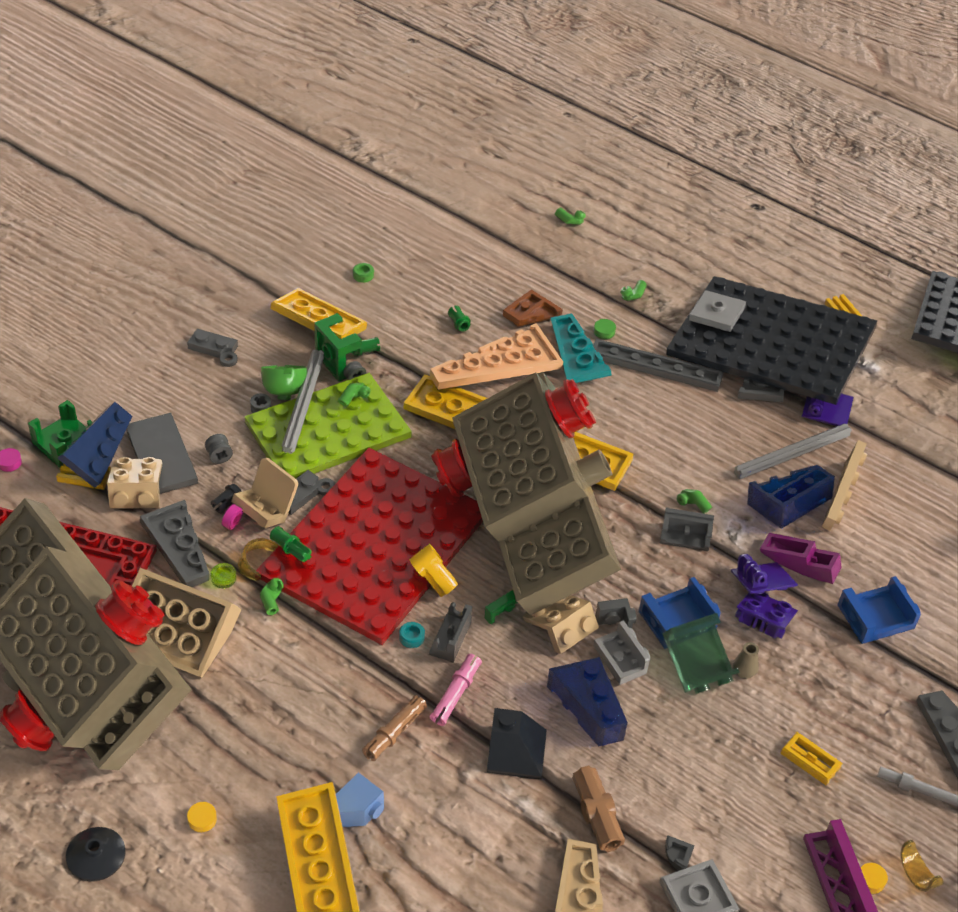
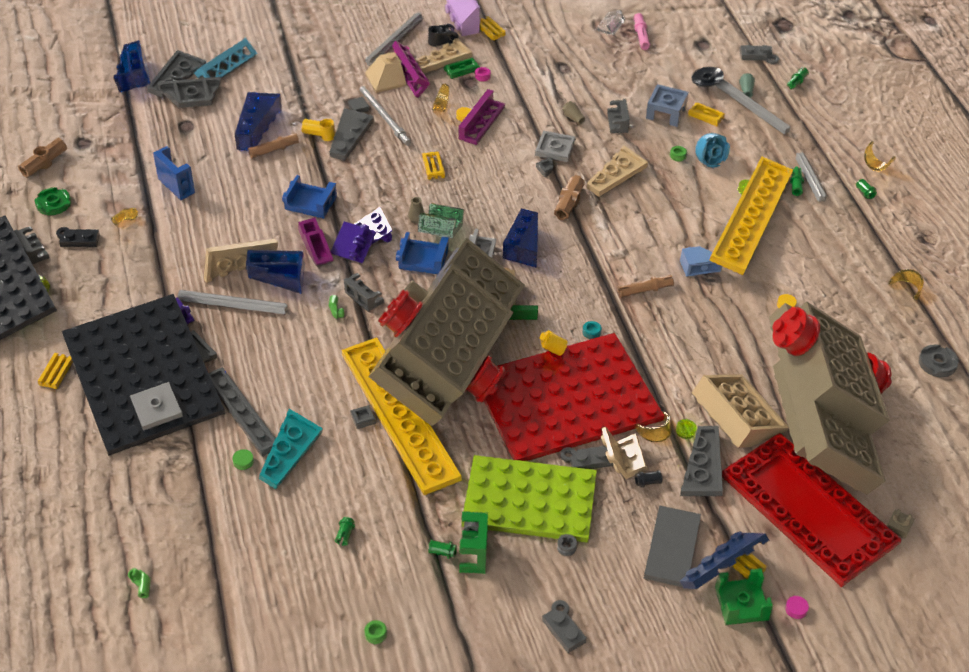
camera: 140 degrees left, 0 degrees up
(95, 864) = (857, 318): black dish -> none
(134, 483) = (708, 523): tan bracket -> none
(218, 448) = (628, 518): dark grey wheel -> none
(232, 517) = (655, 459): dark pink tile -> none
(269, 595) = (666, 397): bright green arm -> none
(283, 380) = (536, 541): bright green cylinder -> none
(290, 544) = (632, 406): green axle -> none
(302, 402) = (536, 514): light grey axle -> none
(309, 309) = (456, 600): yellow tile -> none
(353, 390) = (495, 496): bright green arm -> none
(451, 633) = (568, 313): dark grey hinge -> none
(460, 681) = (586, 288): bright pink pin -> none
(504, 358) = (346, 466): light nougat wing -> none
(516, 745) = (584, 246): black slope -> none
(531, 309) = (281, 506): dark orange wing -> none
(636, 293) = (182, 475): bright green arm -> none

